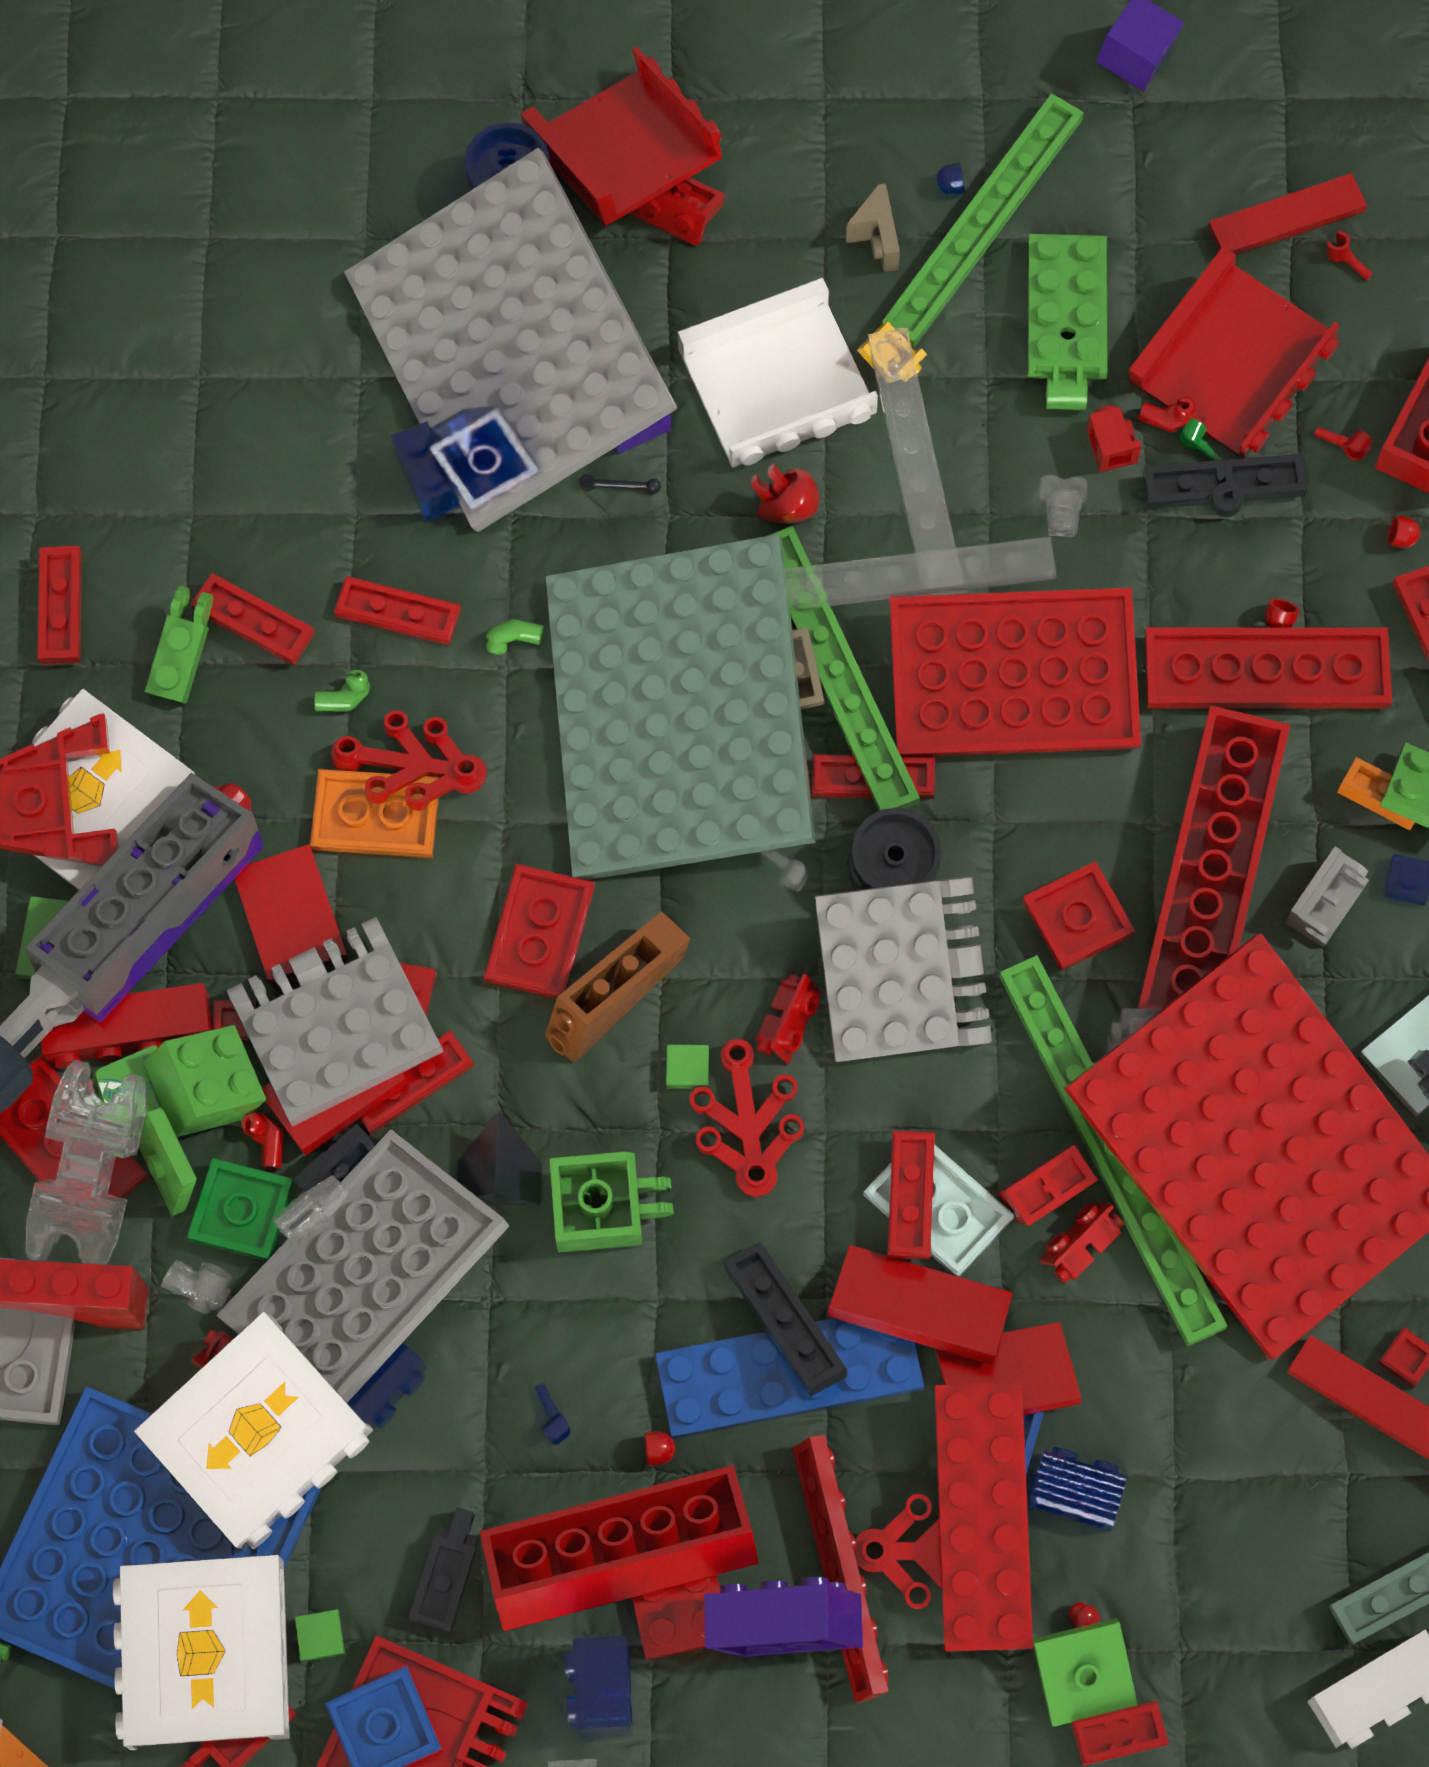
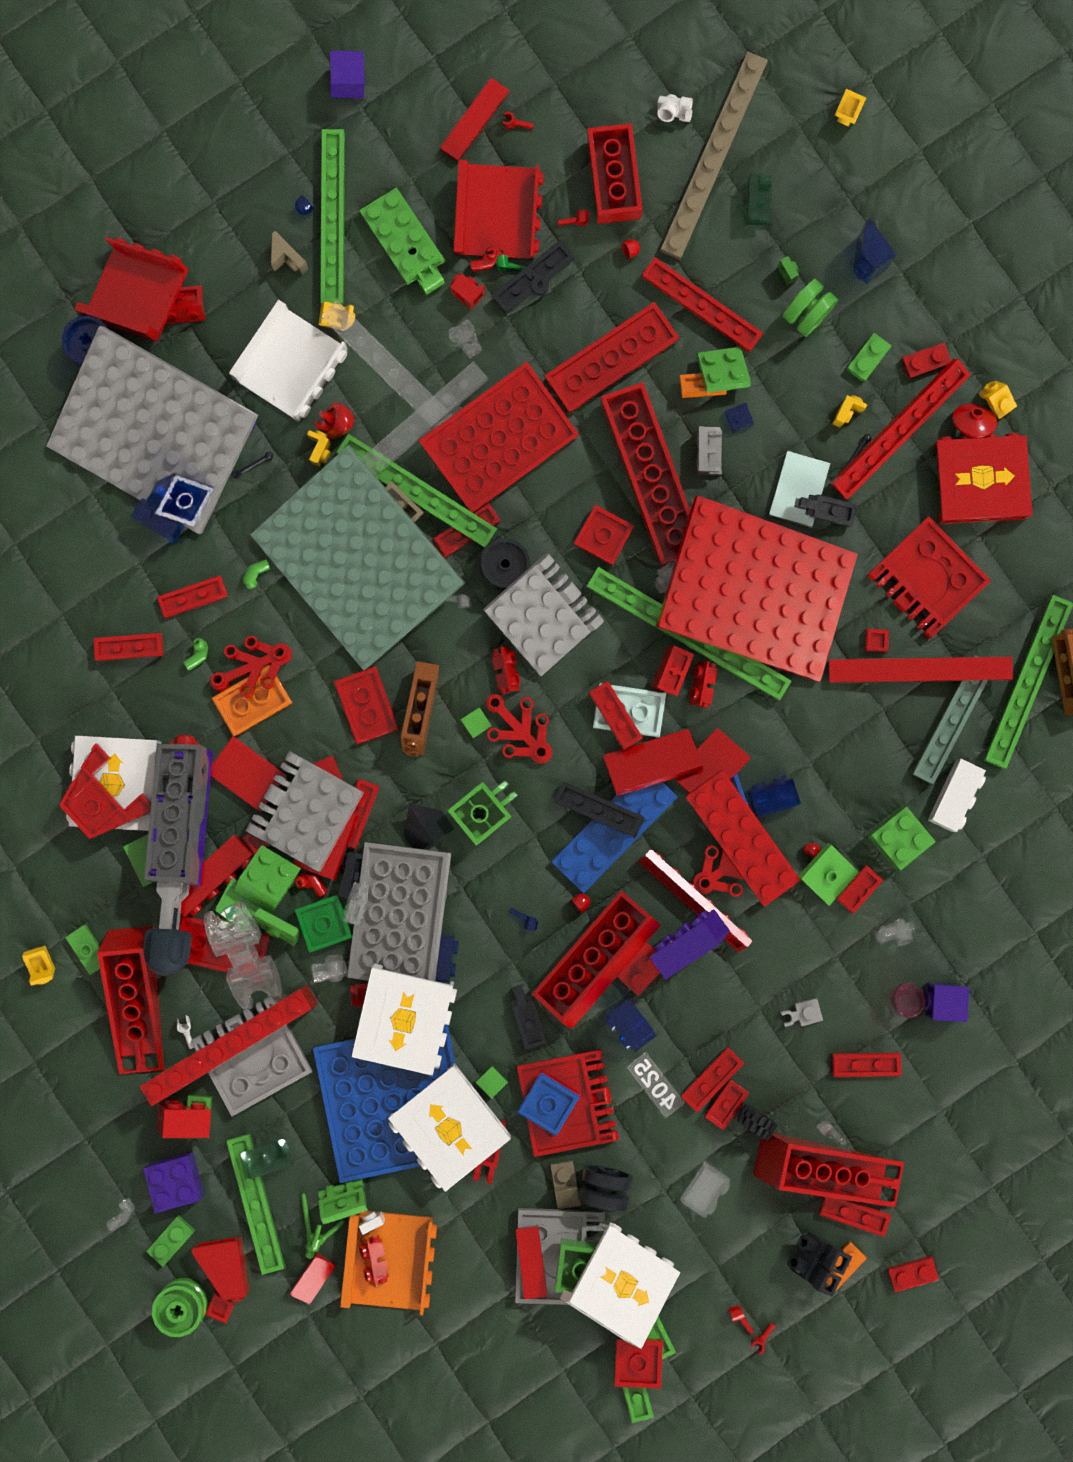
camera: 35 degrees left, 15 degrees up
(59, 605) = (33, 700): red plate -> none
(180, 648) = (105, 684): bright green hinge -> none
(739, 521) = (320, 452): none -> yellow bracket
(1242, 1694) = (901, 838): none -> bright green brick
(1281, 613) = (601, 326): red hinge -> none

